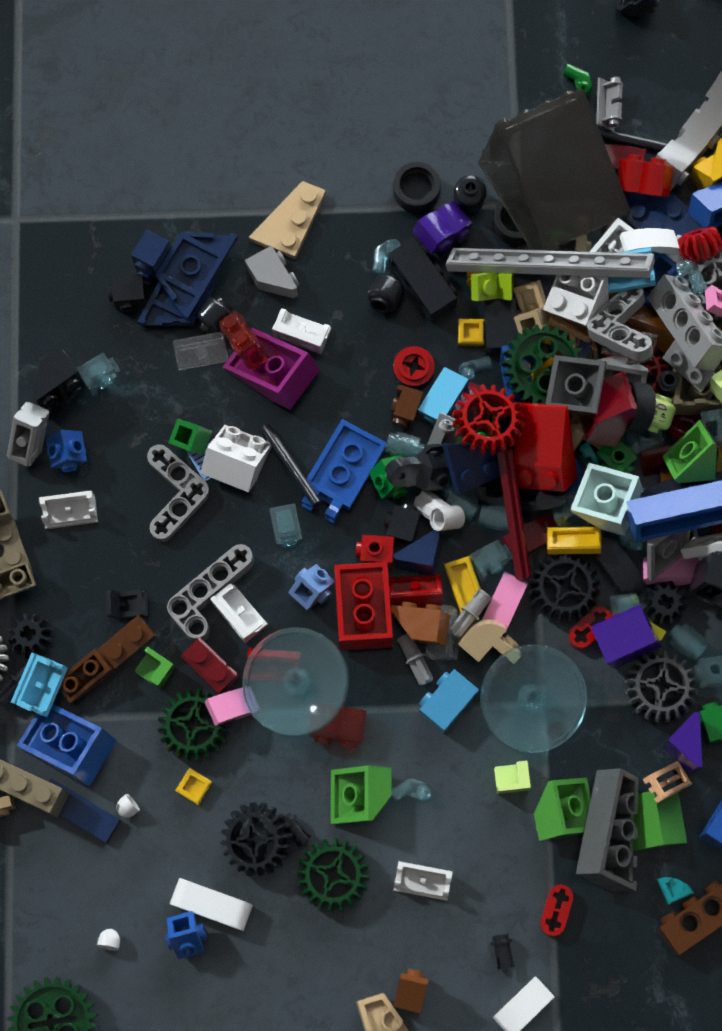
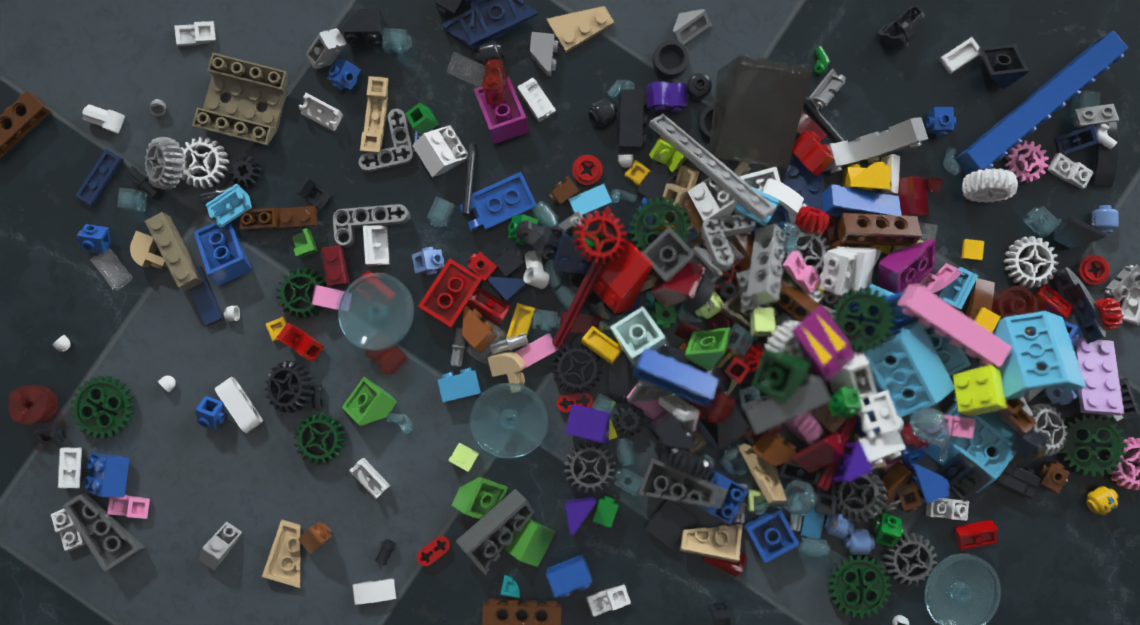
camera: 30 degrees right, 10 degrees up
(132, 470) = (375, 114): none -> tan slope
(232, 780) = (300, 341): none -> red brick
(411, 136) = (690, 25): none -> light grey slope
(448, 327) = (625, 160): none -> white hinge
(657, 787) = (539, 525): light nougat tile -> none

